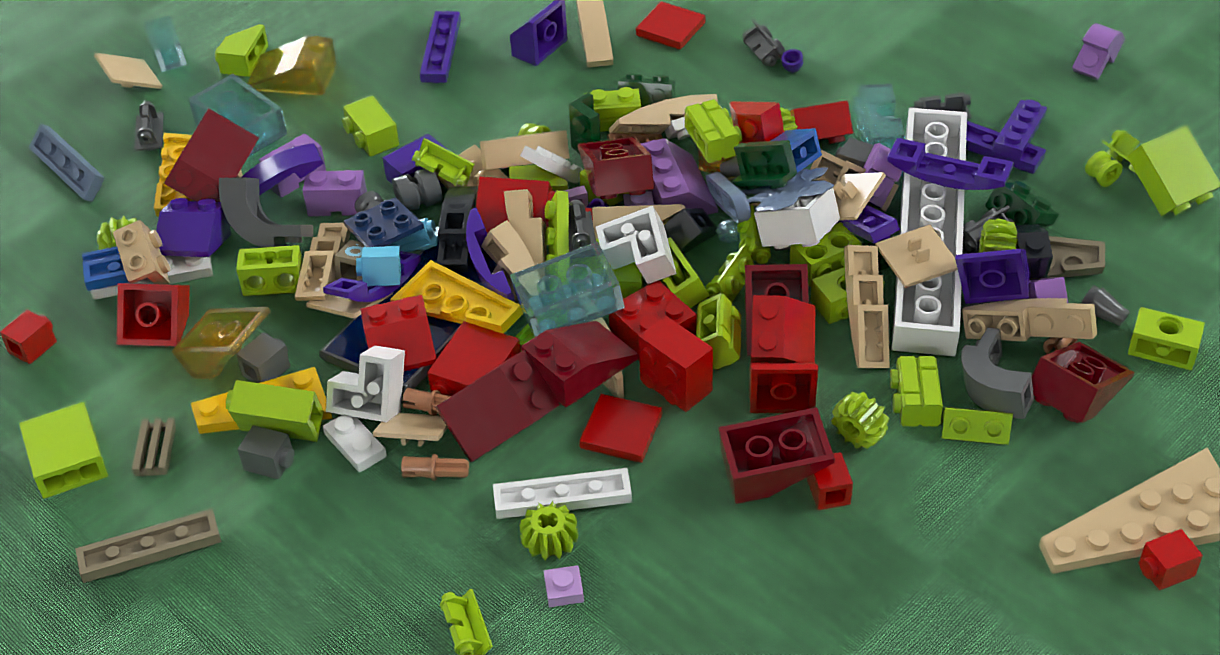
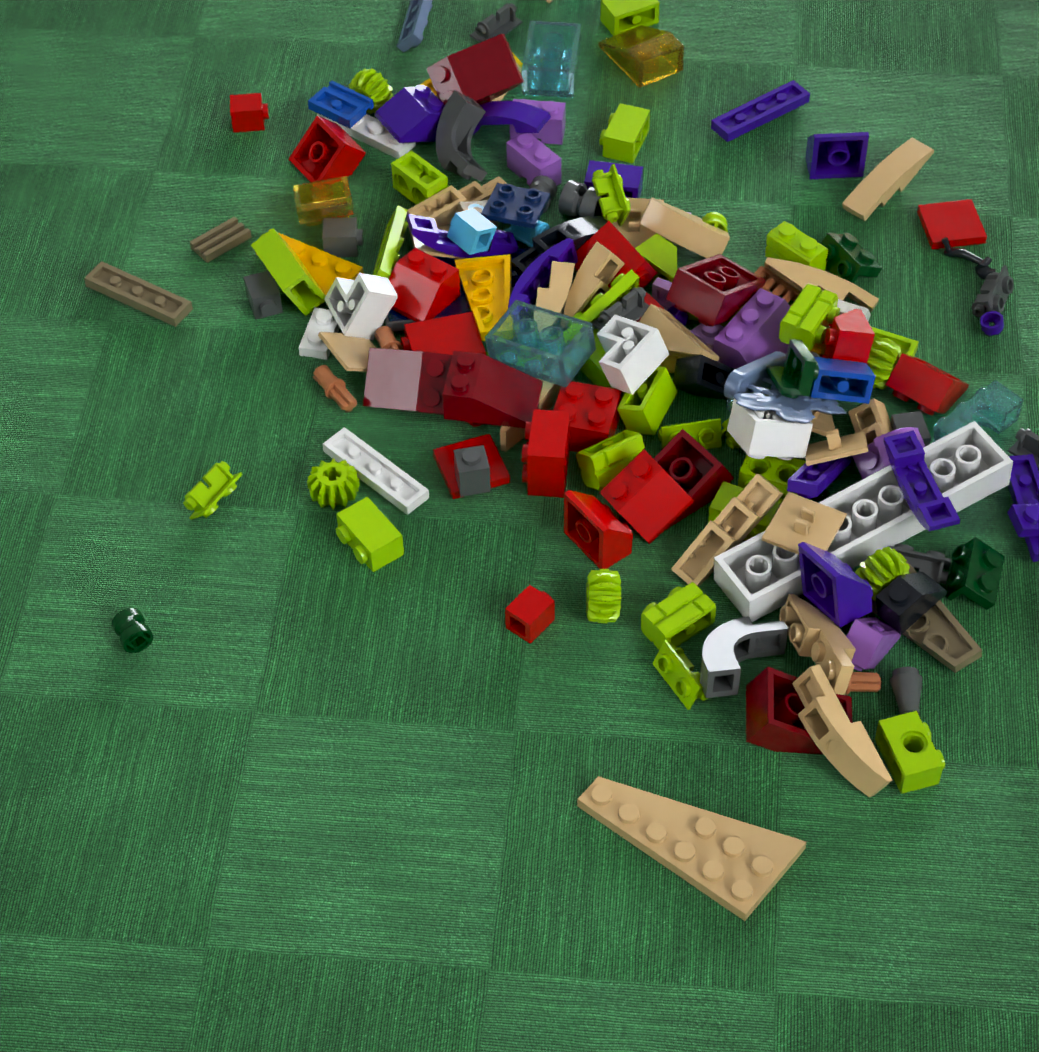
camera: 50 degrees right, 5 degrees up
(63, 450) = (172, 198): lime brick -> none
(141, 253) = (358, 108): tan bracket -> none
(324, 332) = (391, 243): none -> lime plate
(552, 163) = (674, 247): white hinge -> none
(563, 586) = (298, 523): lavender plate -> none
(583, 121) = (752, 242): dark green bracket -> none
(634, 538) = (369, 534): none -> lime brick
(644, 423) = (472, 470): none -> dark grey brick
(733, 36) = (981, 269): none -> black piece
(773, 453) = (511, 559): dark red slope -> none
(1127, 361) = (841, 742): none -> tan slope
(1170, 559) = (650, 871): red brick -> none

